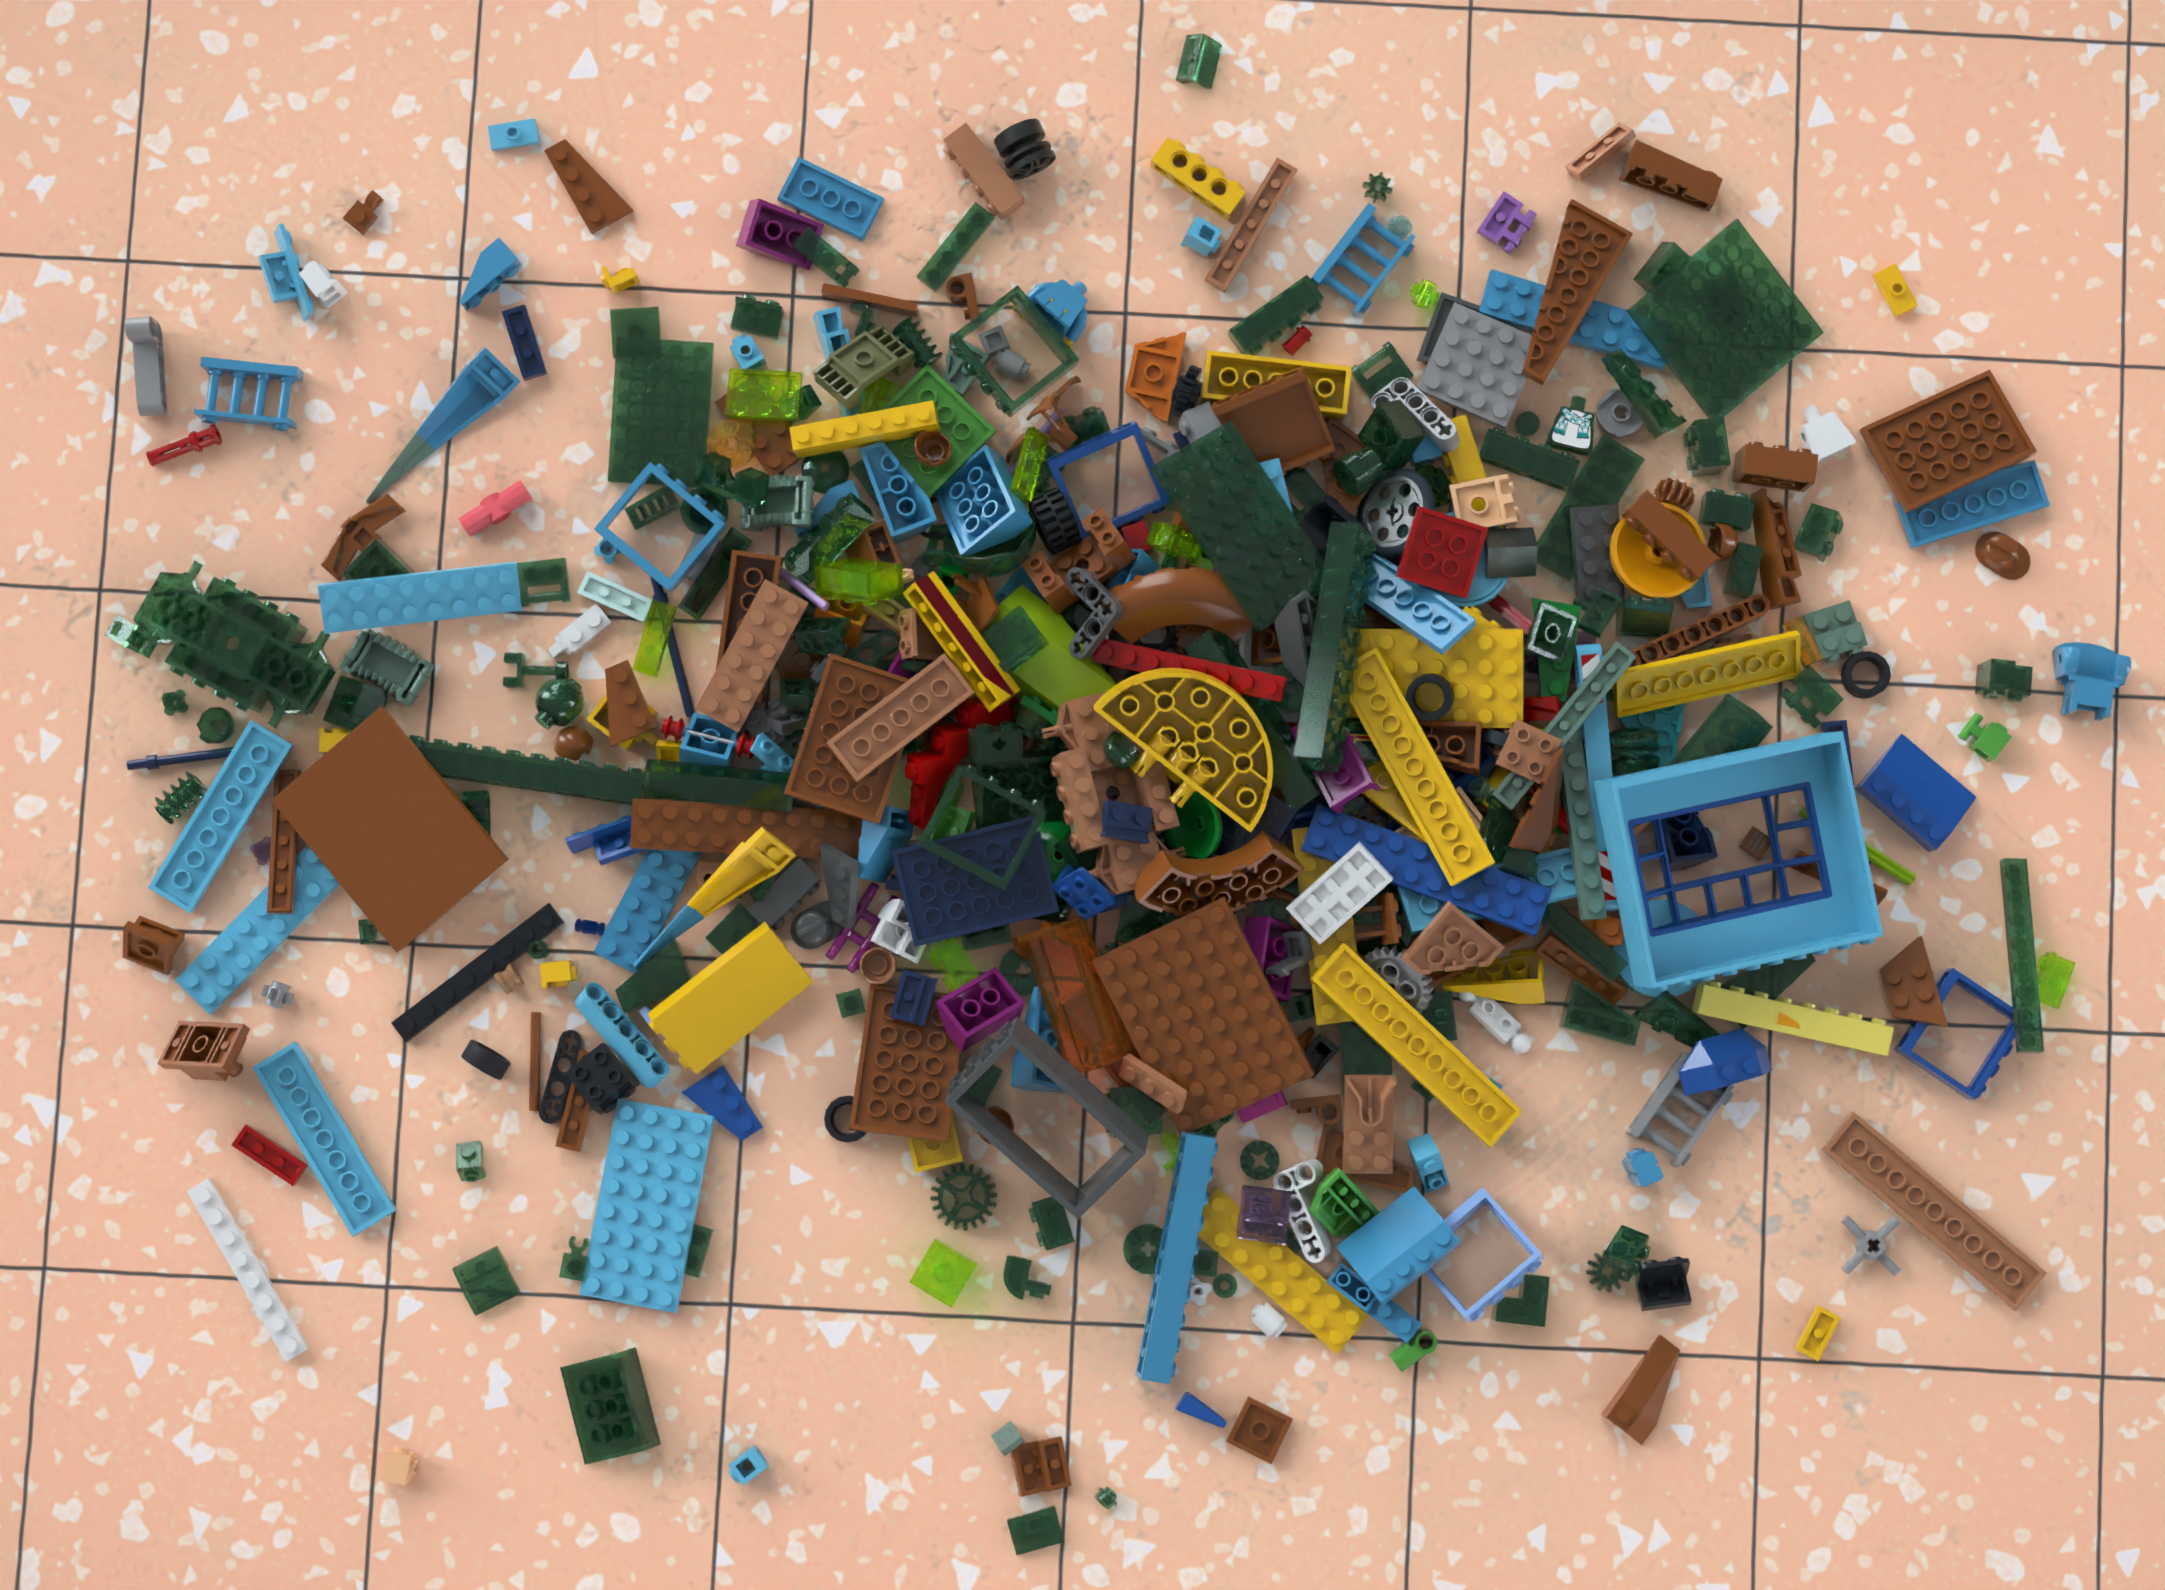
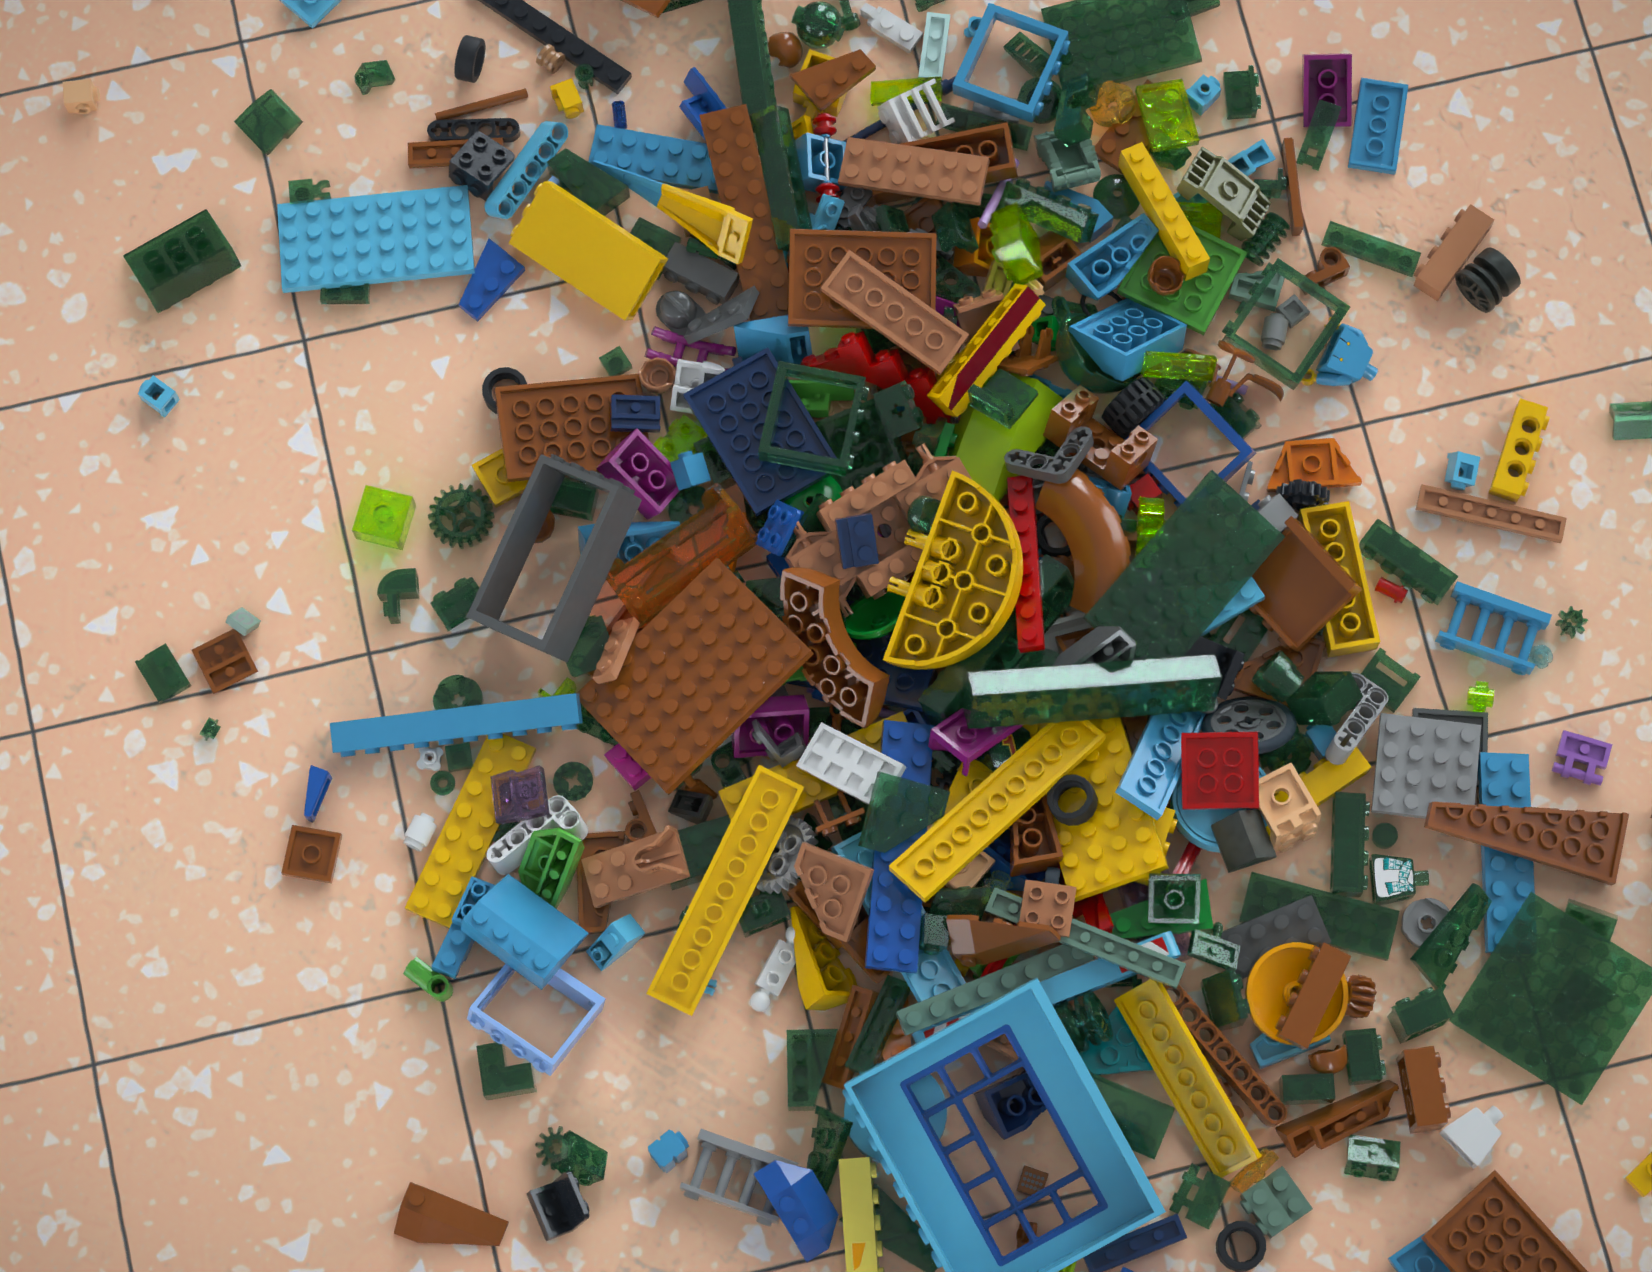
camera: 80 degrees right, 10 degrees down
(688, 651) = (901, 119): none -> white plate
(990, 961) = (690, 470): none -> dark azure brick
(1400, 860) = (899, 811): none -> clear green plate

